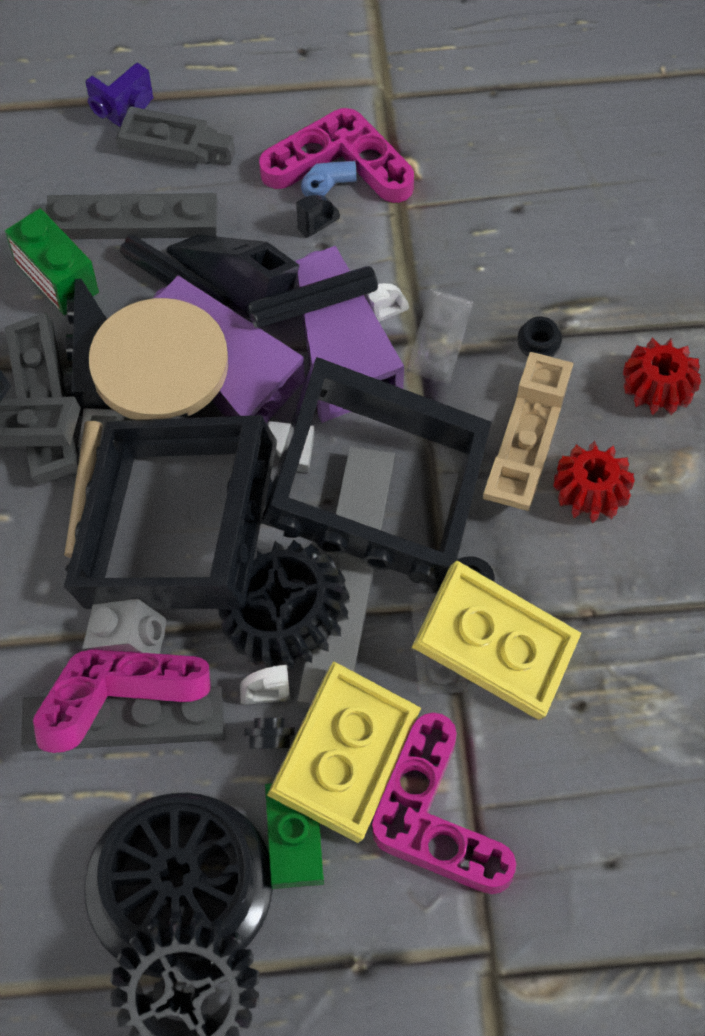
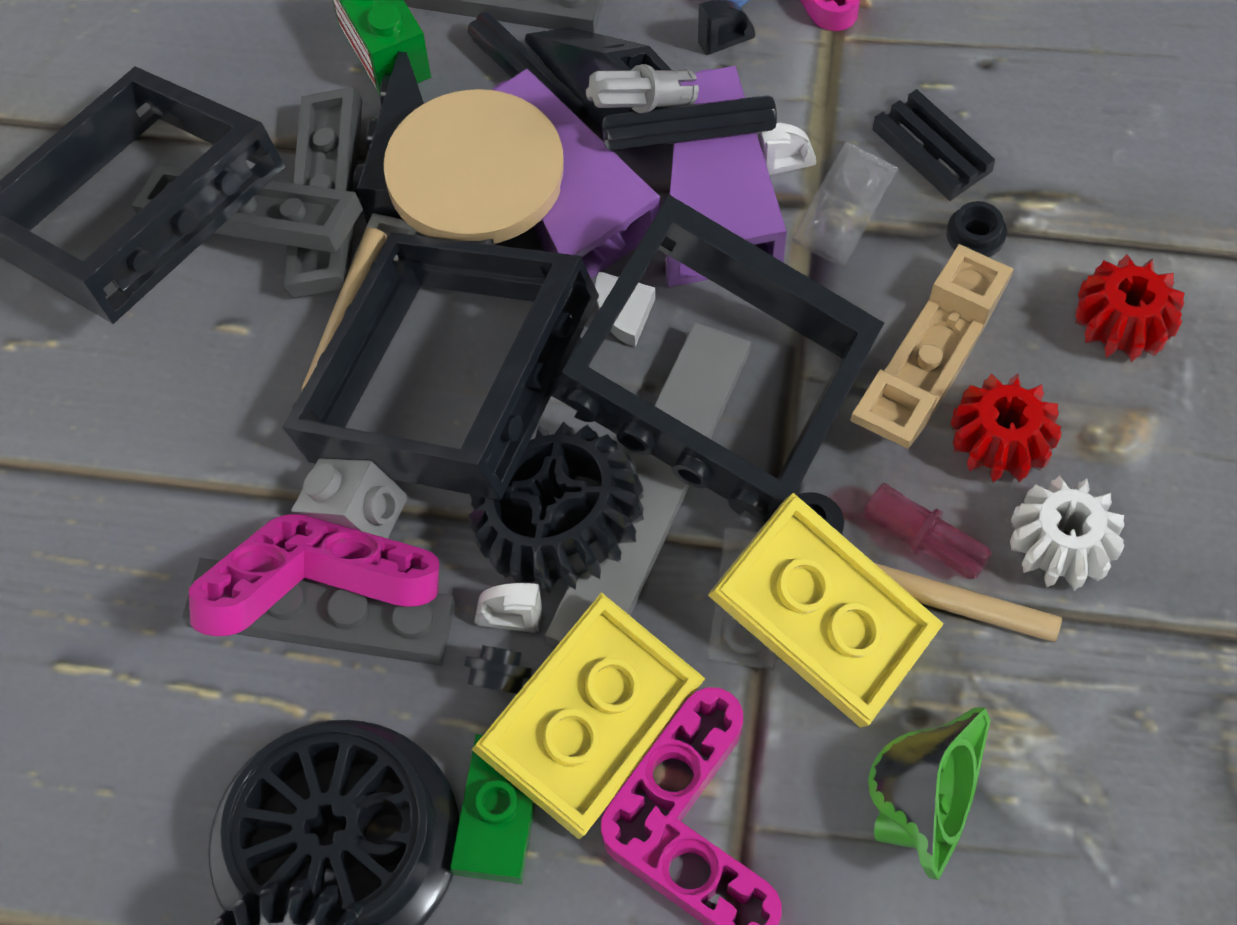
camera: 15 degrees right, 0 degrees up
(274, 278) = (642, 88): none -> light grey axle
(497, 273) = (940, 140): none -> black tile
(554, 568) = (926, 531): none -> clear pink axle
(596, 750) = (927, 787): none -> hat
(602, 615) = (977, 605): none -> tan bar
(635, 553) = (1092, 530): none -> white gear

